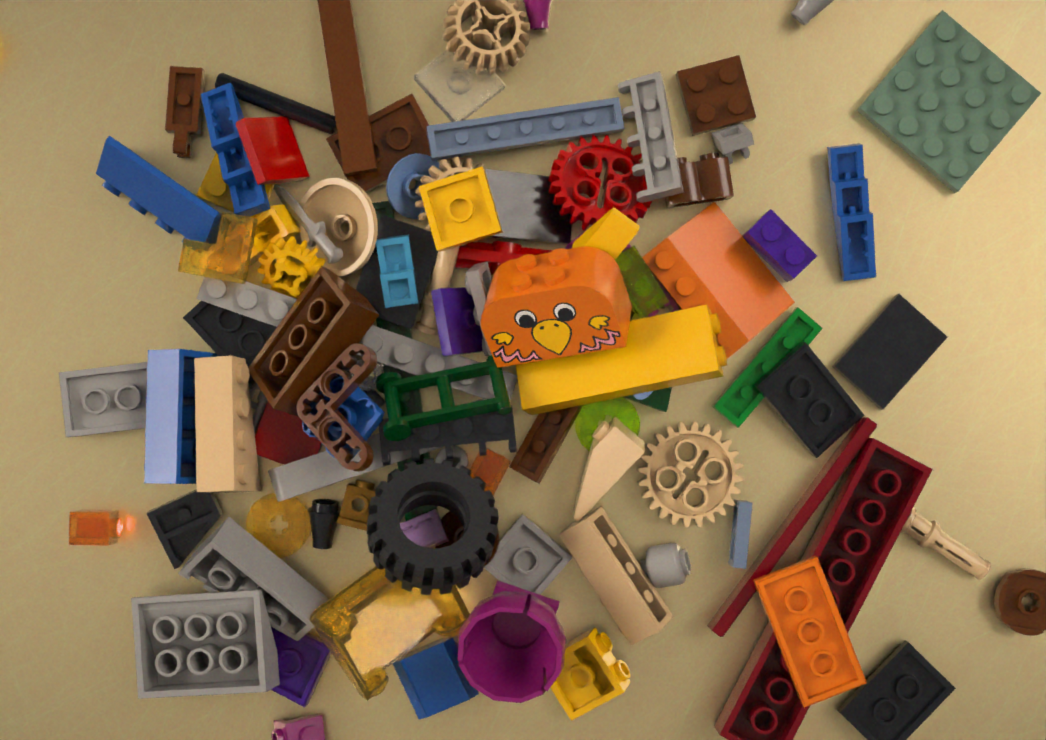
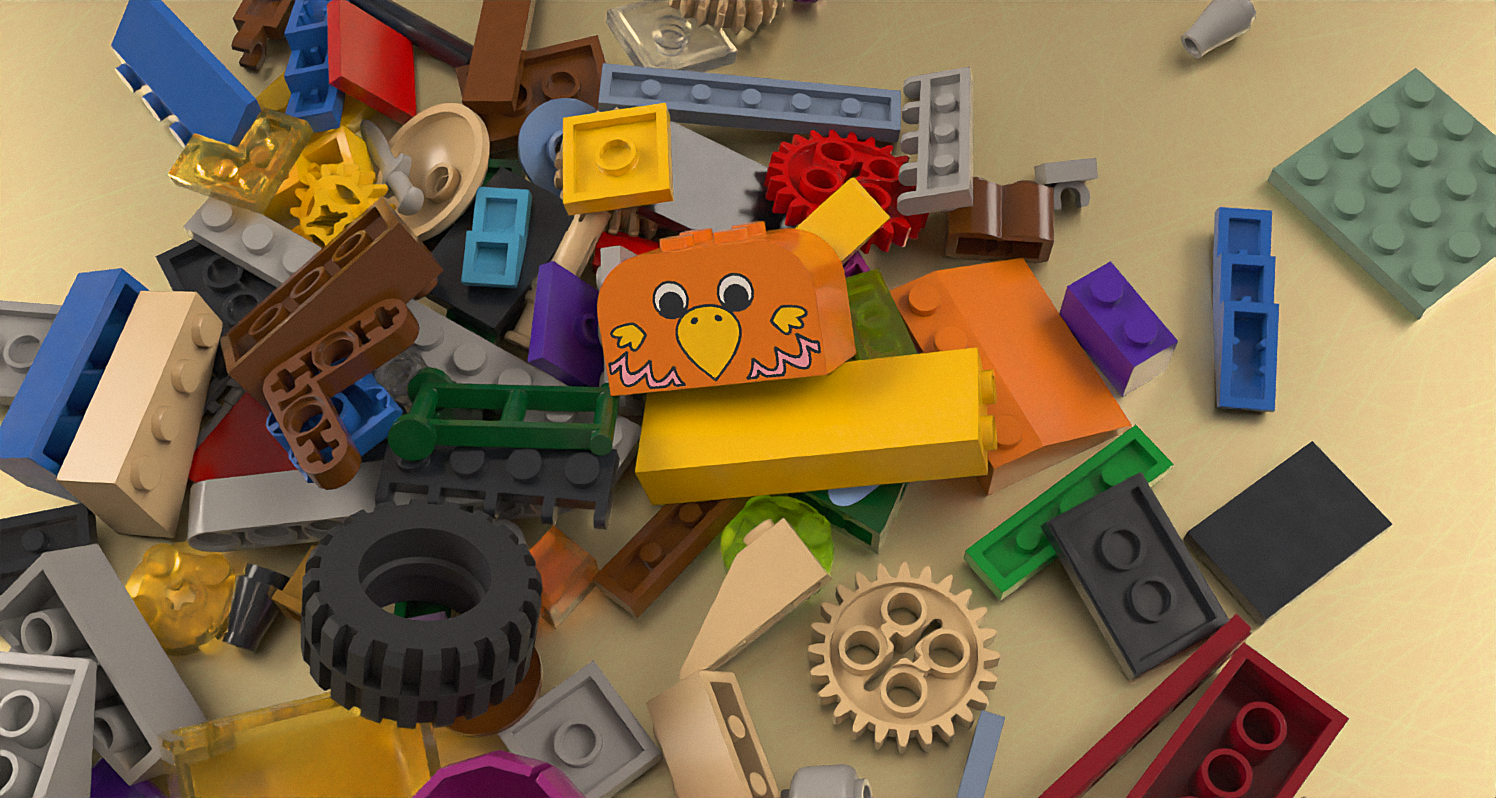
camera: 20 degrees right, 25 degrees down
(715, 95) = (1049, 119): reddish brown plate -> none

